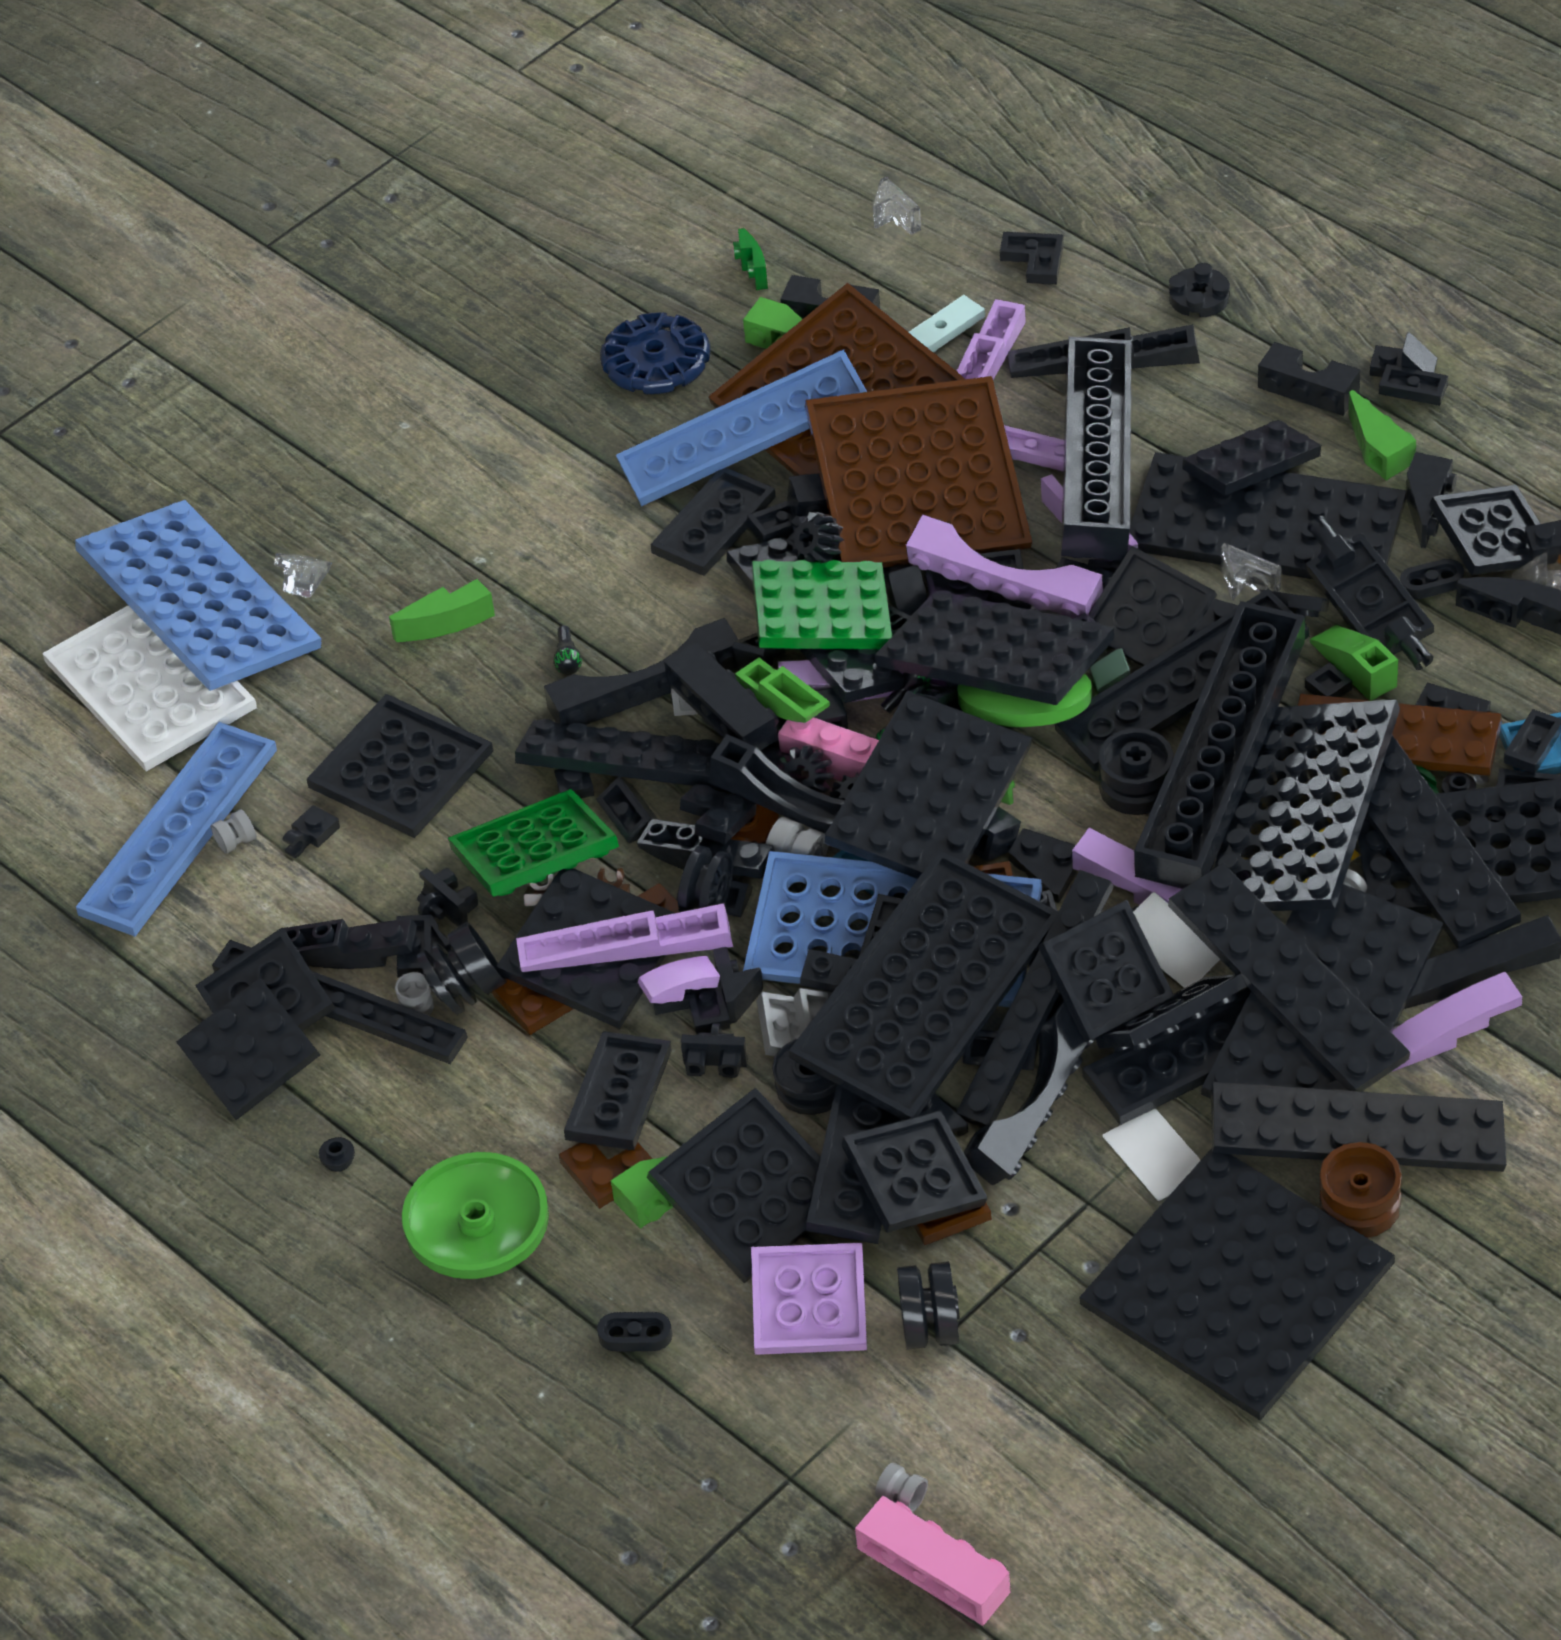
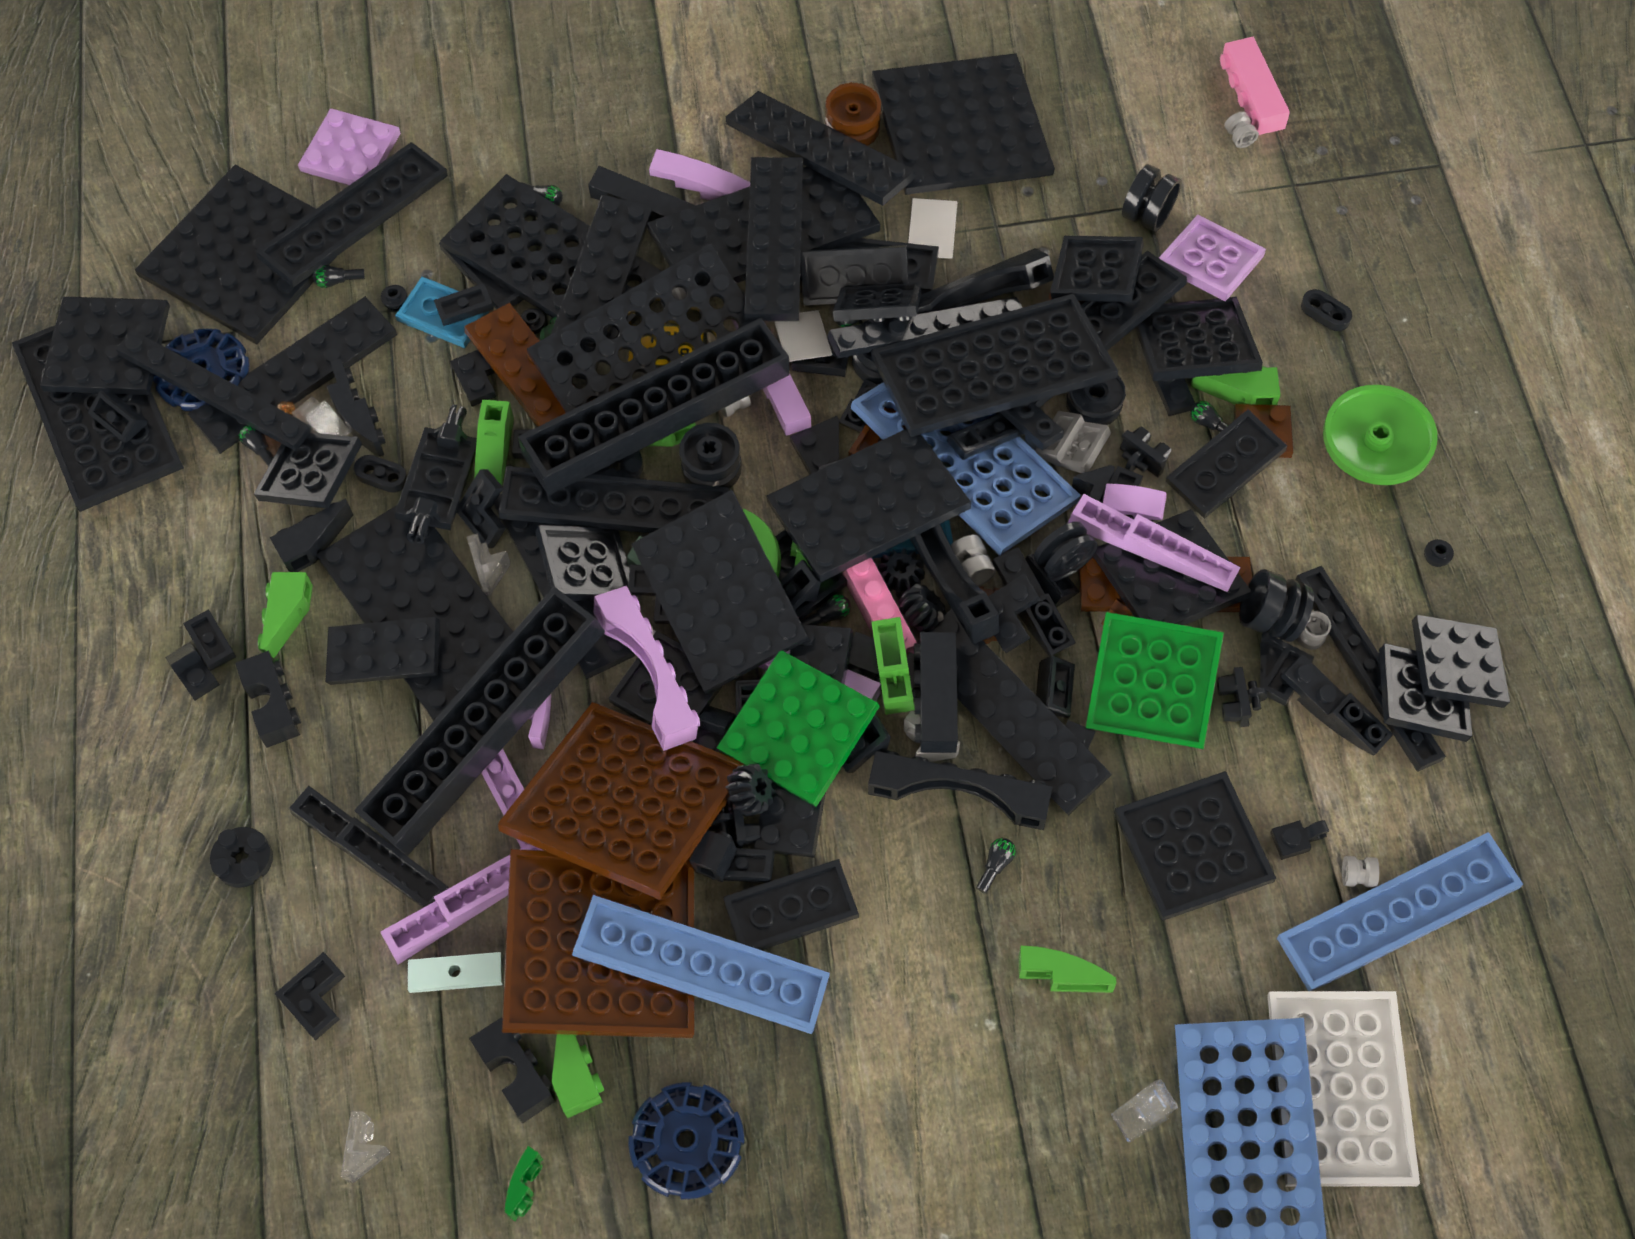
camera: 145 degrees left, 15 degrees up
(672, 1134) = (1206, 415): none -> black piece

